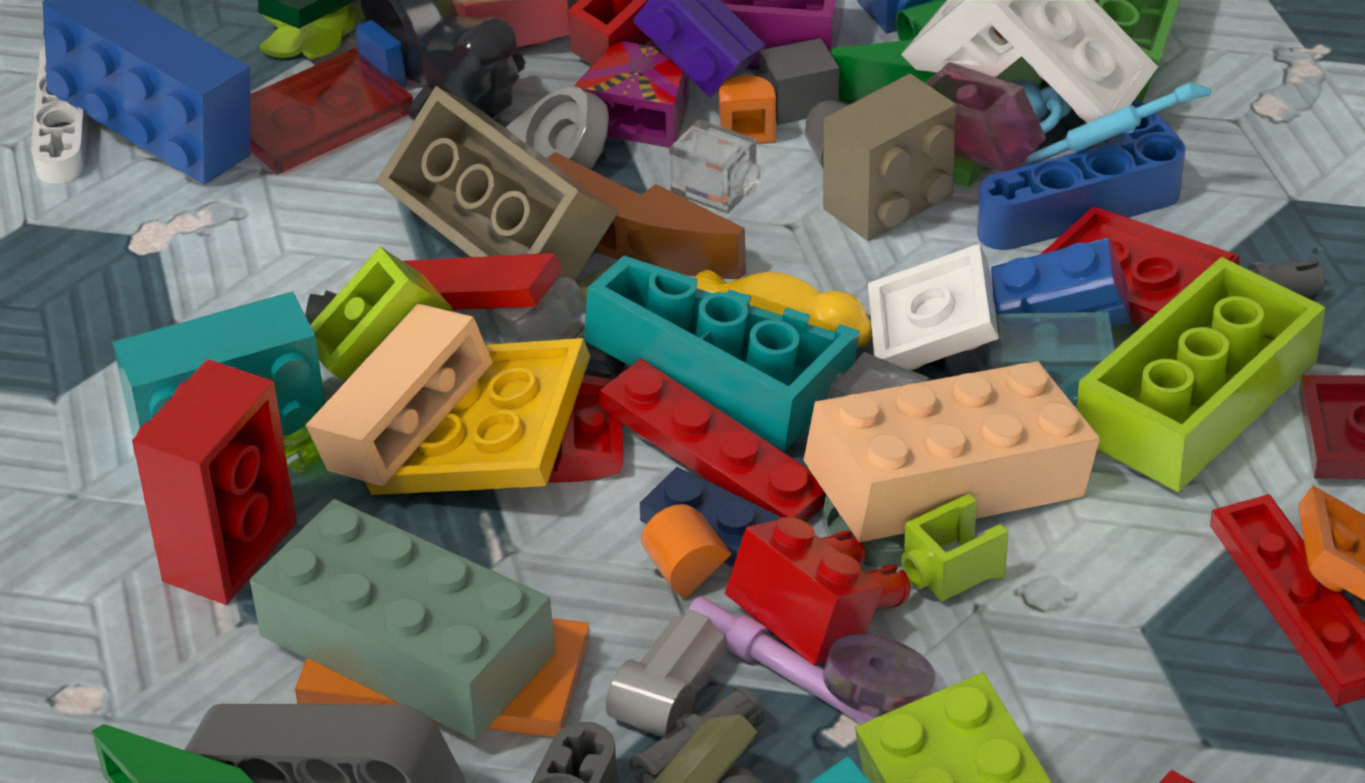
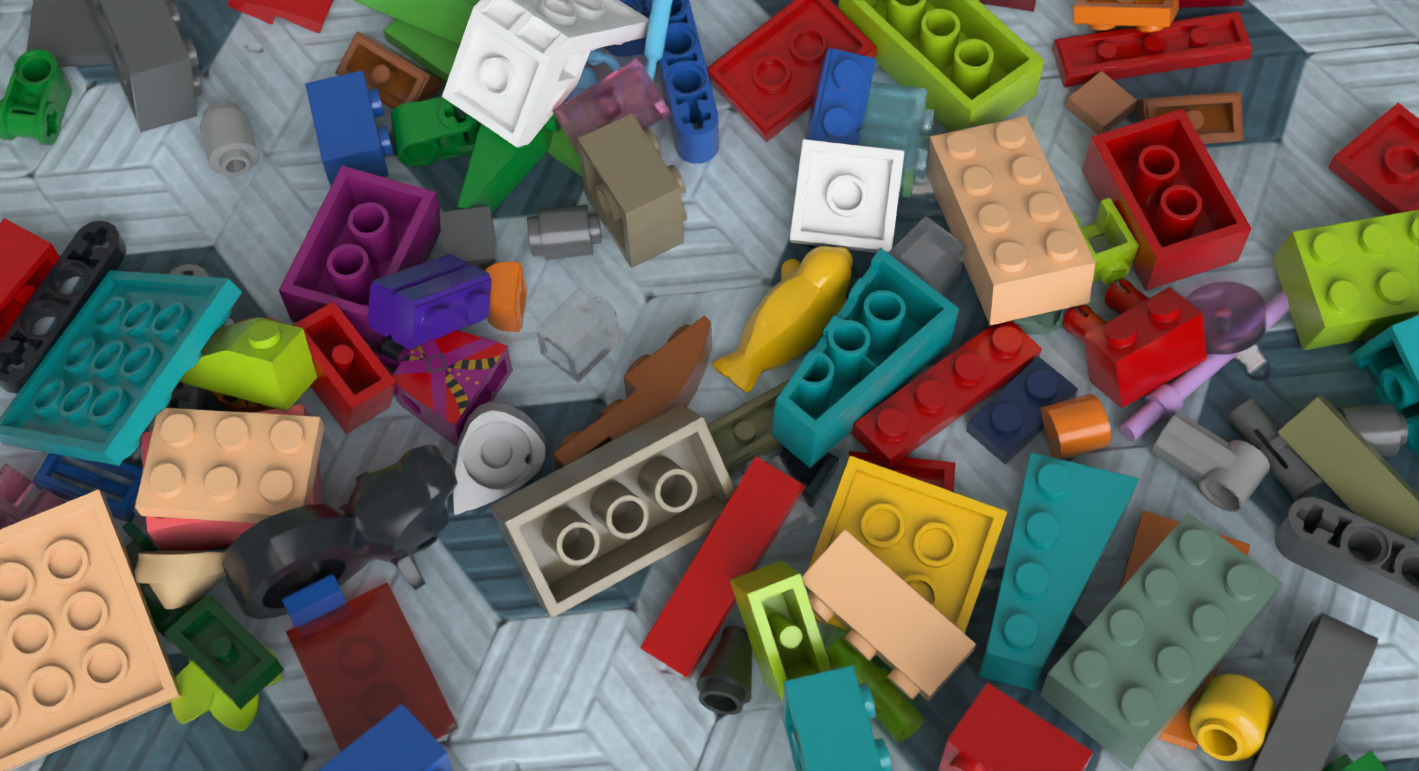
camera: 80 degrees left, 20 degrees up
(317, 678) = (1232, 717): none -> yellow head
(534, 530) = (1053, 550): none -> teal wedge
(1032, 591) = (1167, 197): none -> red brick
(1187, 551) = (1101, 103): none -> nougat tile
(1197, 642) = (1214, 116): none -> dark orange slope

